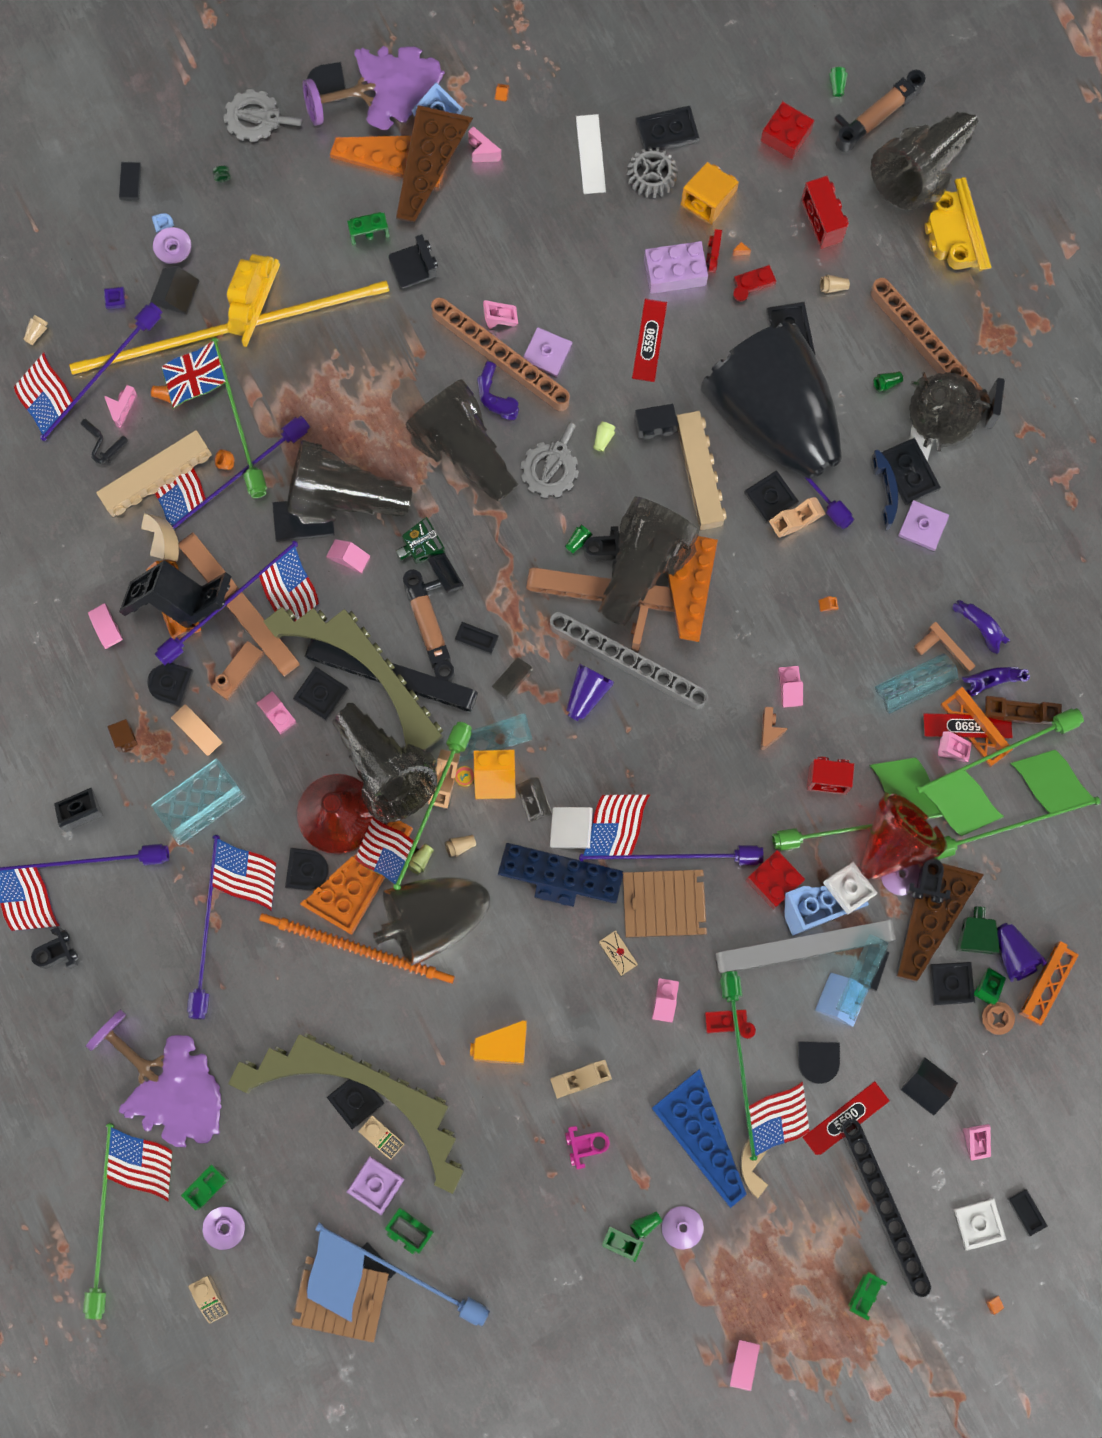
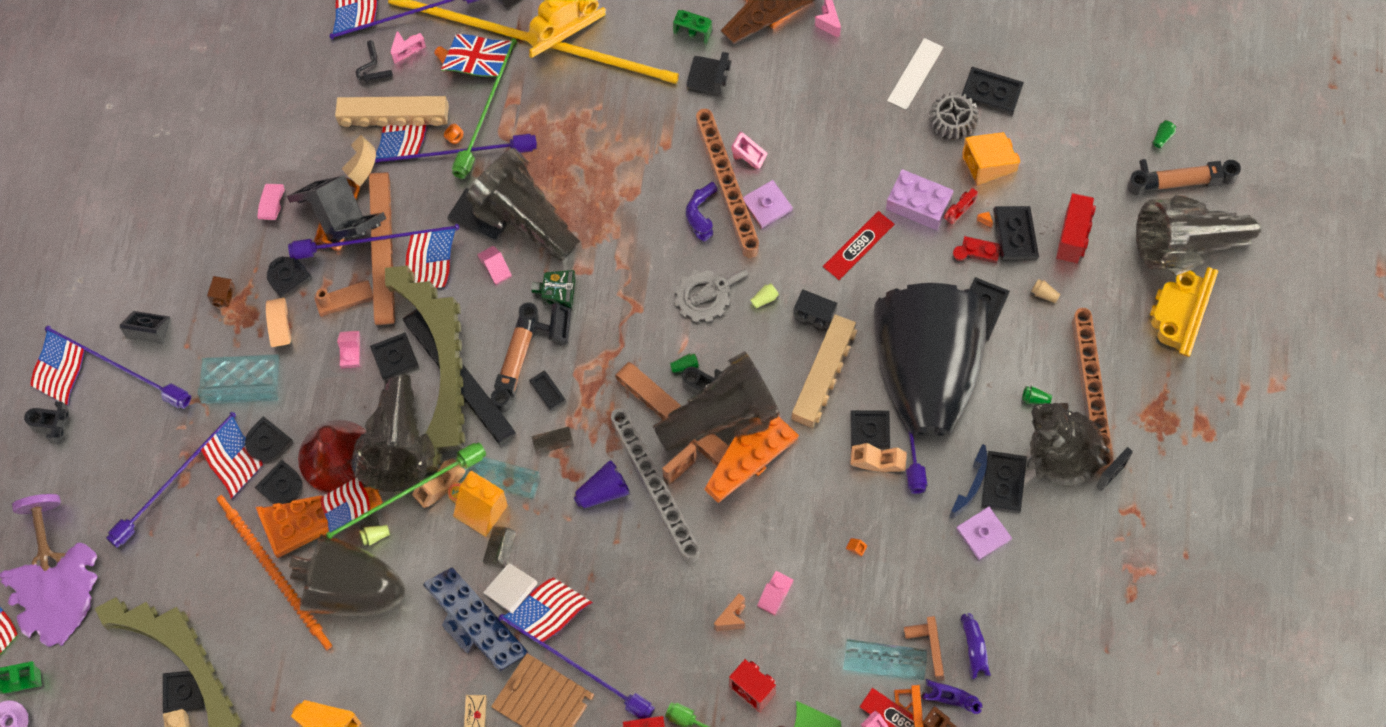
camera: 40 degrees right, 10 degrees down
(264, 841) = (266, 441): none -> black tile
(456, 427) = (645, 212): clear smoke cone -> none
(459, 845) = (411, 543): tan cone -> none
(775, 246) = (1016, 232): none -> black tile
(787, 130) = (1091, 147): red brick -> none

